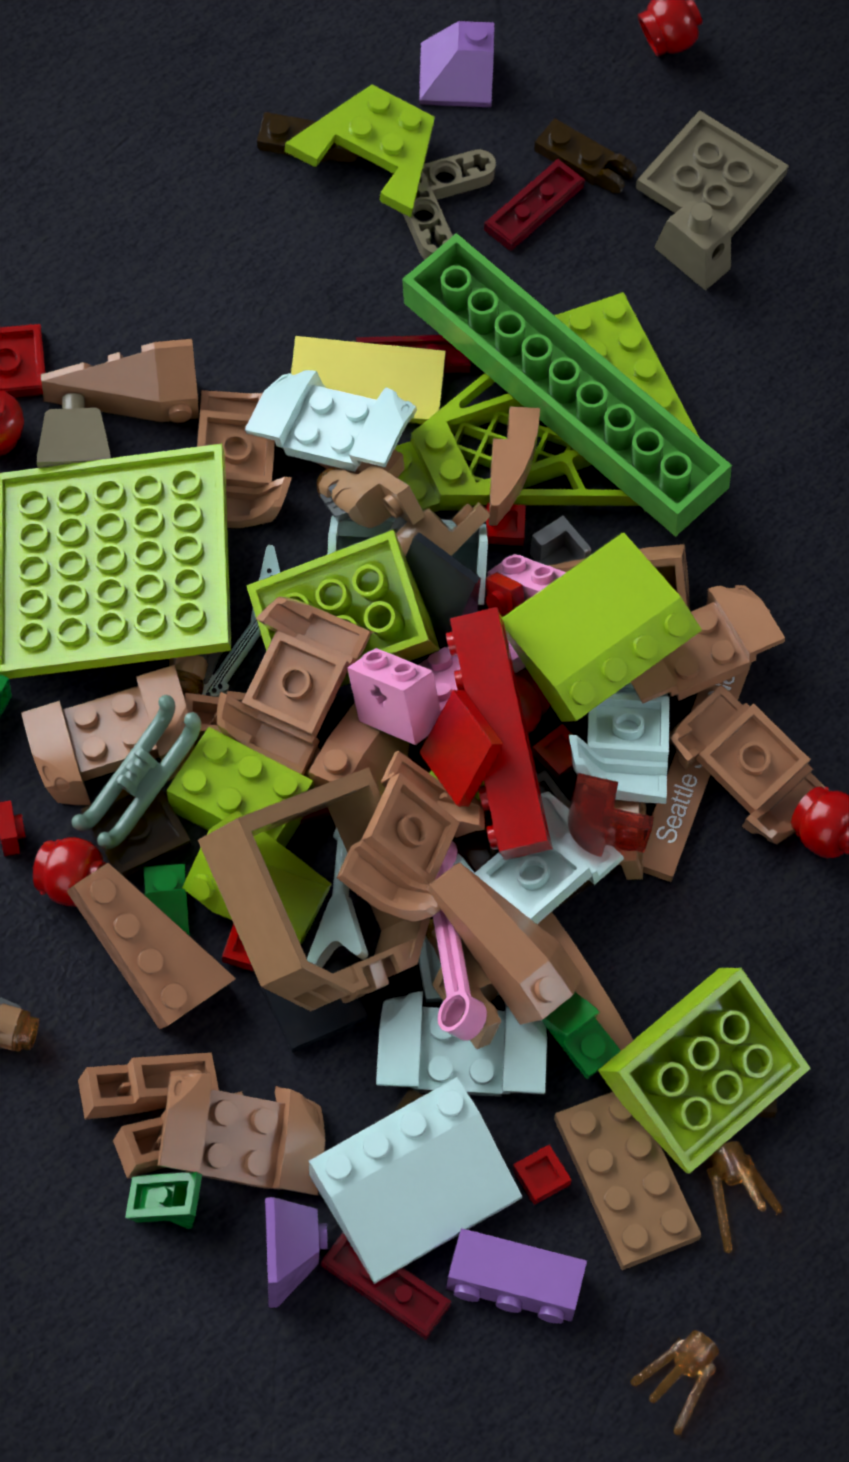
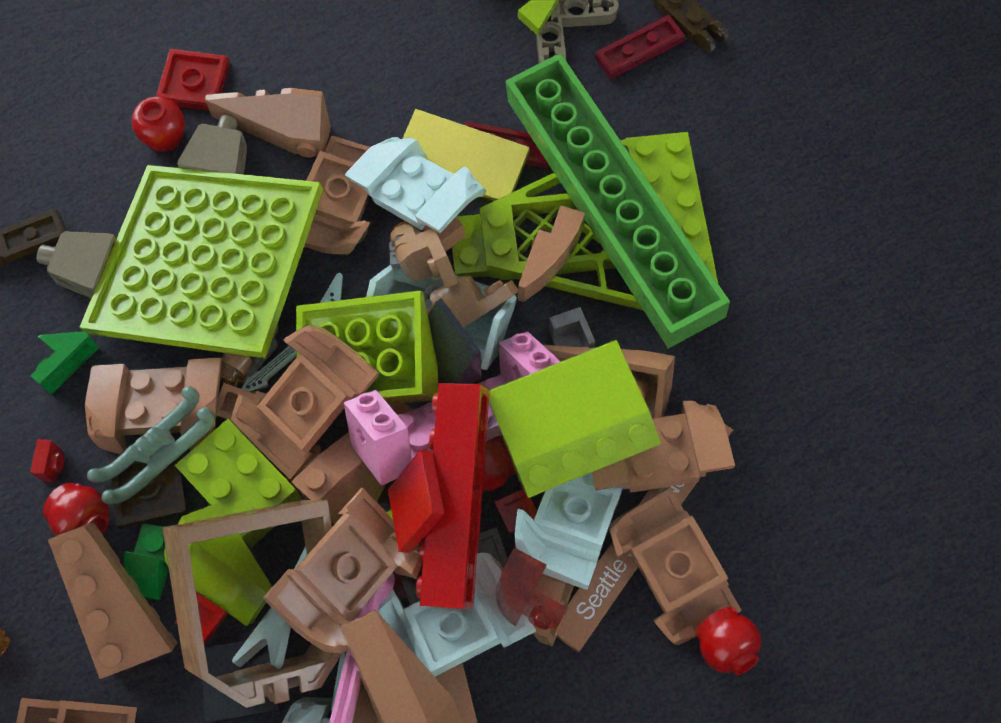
camera: 20 degrees right, 5 degrees up
(503, 593) = (503, 366): red plate -> none
(510, 529) = (536, 306): red plate -> none
(697, 243) = (759, 105): dark tan torso -> none
(714, 168) = (788, 55): dark tan plate -> none

